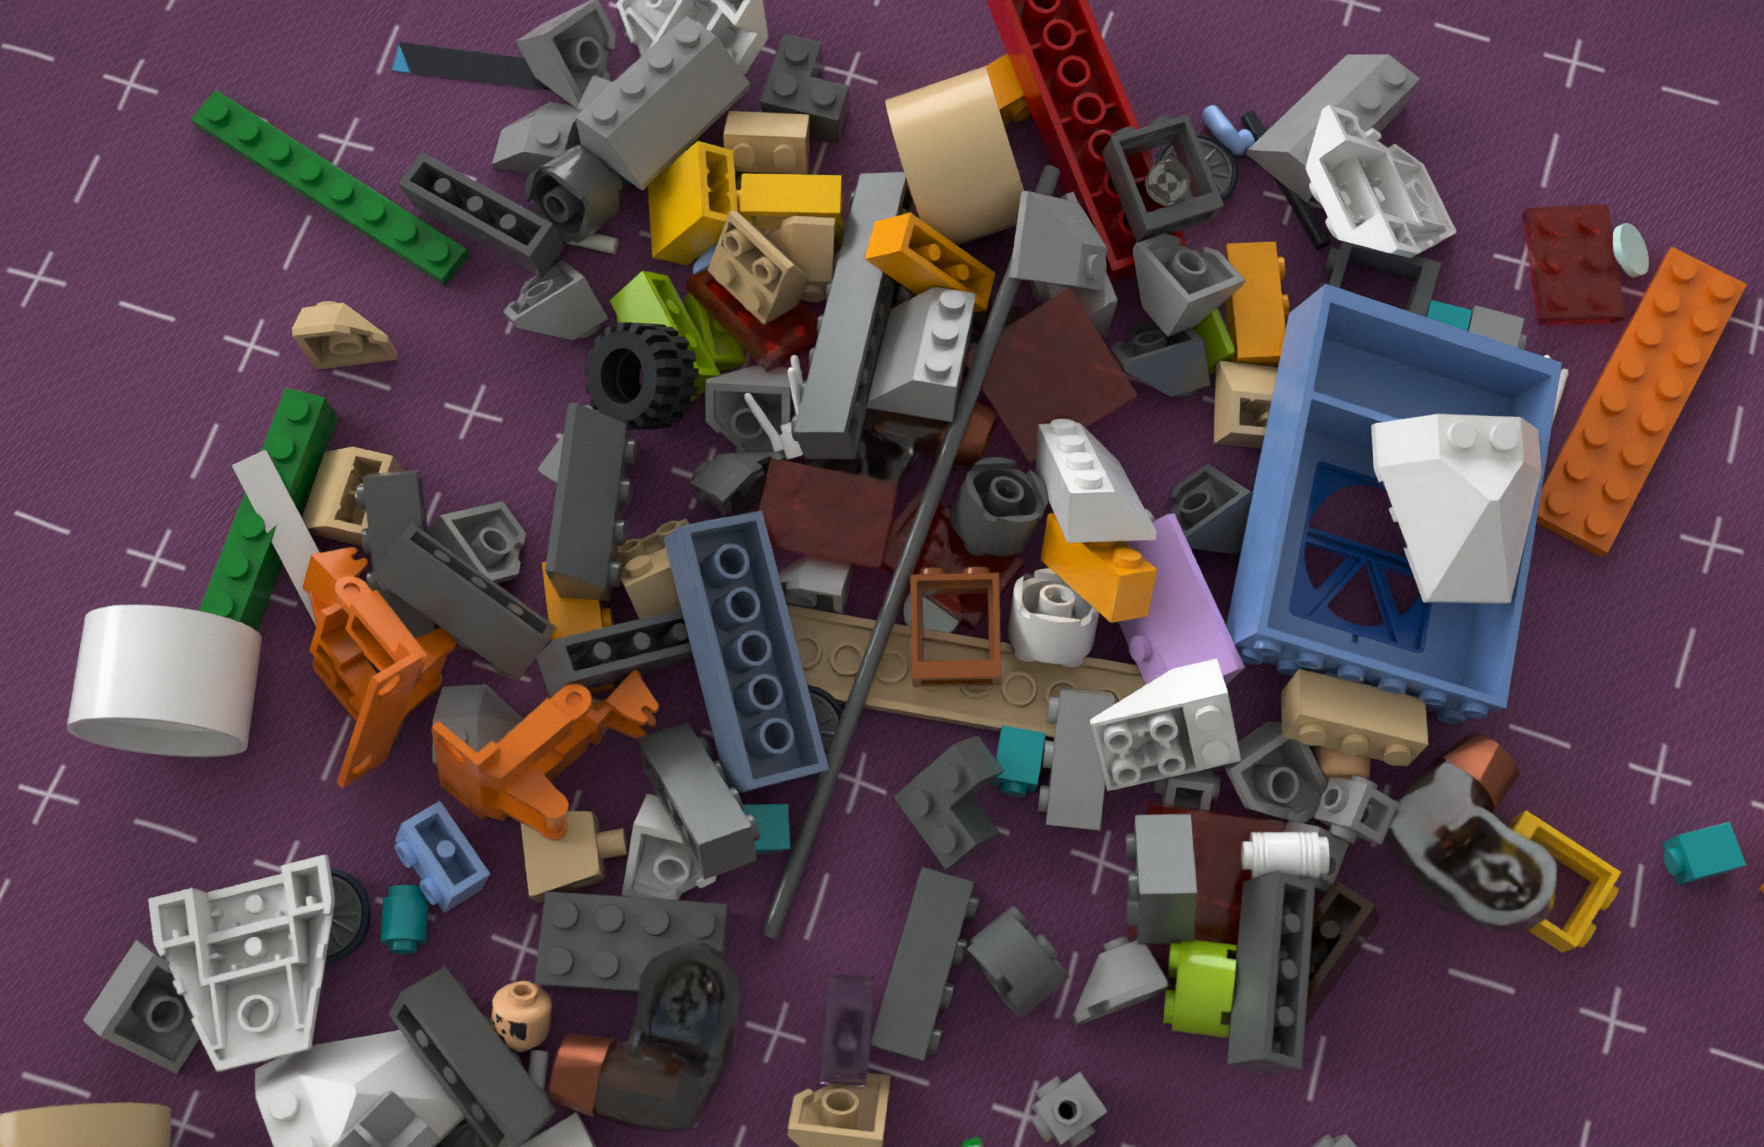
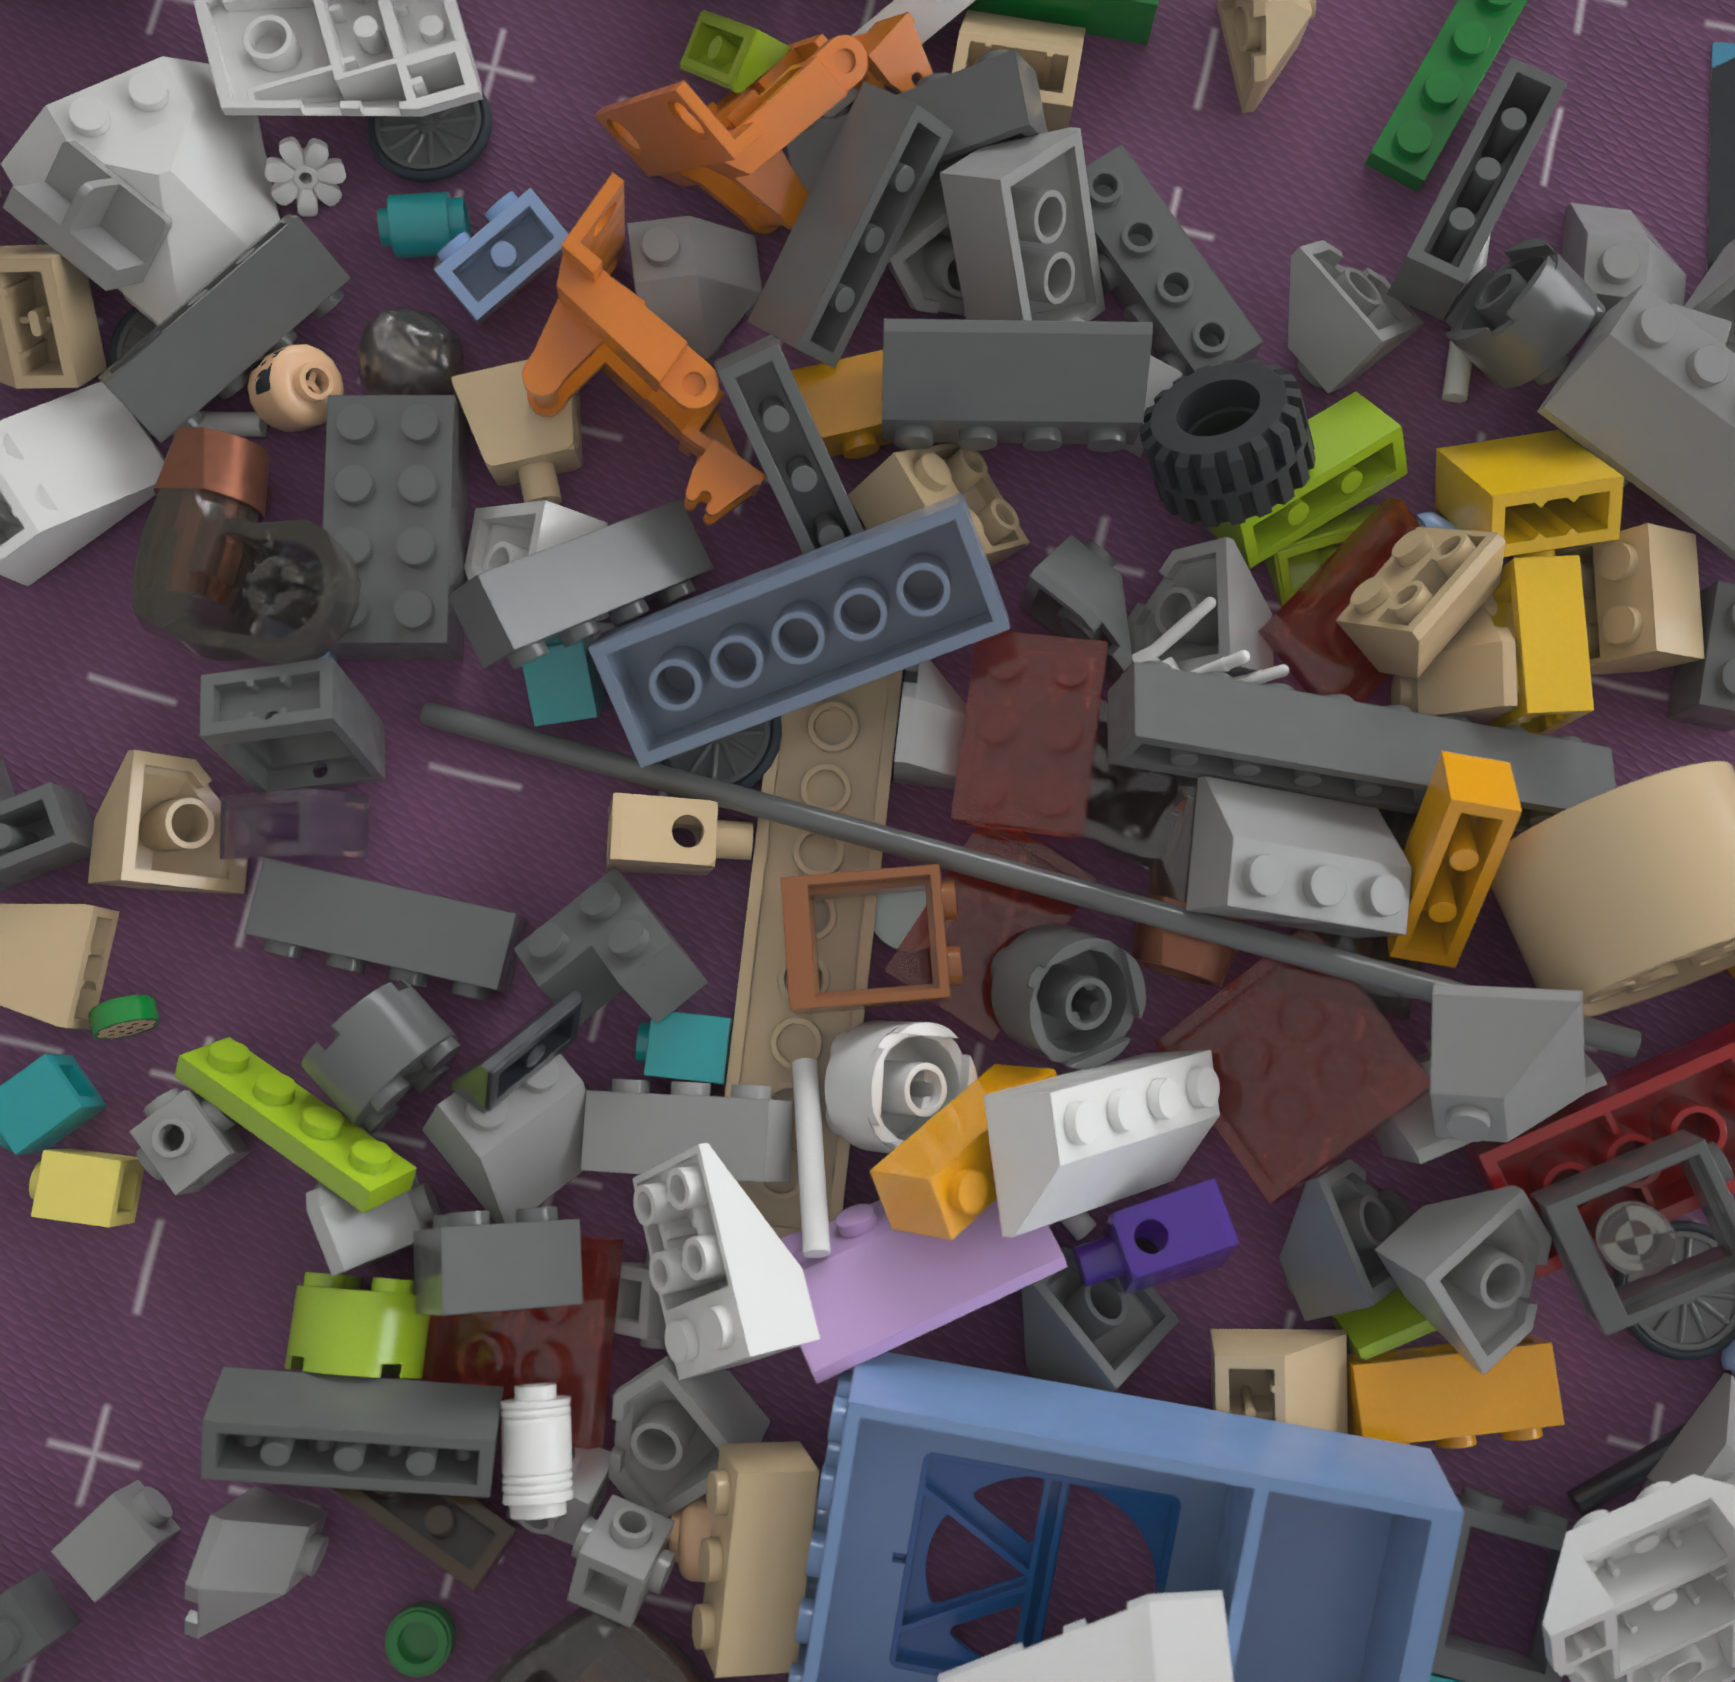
camera: 85 degrees right, 10 degrees up
(310, 689) = (730, 52): none -> lime slope
(354, 1006) = (305, 175): none -> white plant
(485, 494) = (1025, 230): none -> light grey slope
(506, 420) = (1161, 272): none -> dark grey brick
(506, 935) = (408, 354): none -> clear smoke hair
(773, 1010) = (291, 721): none -> dark grey window
(873, 763) = (644, 843): none -> tan torso
(1019, 857) = (520, 1054): none -> black slope
(1059, 1026) = (296, 1123): none -> lime plate
(1068, 874) = (520, 1147): none -> light grey slope
(1097, 673) = (810, 1158): none -> white bar
(1158, 461) = (1184, 1227): none -> dark purple torso
(1357, 1070) = (252, 1556): none -> light grey slope
(1409, 965) = (420, 1639): none -> green tile

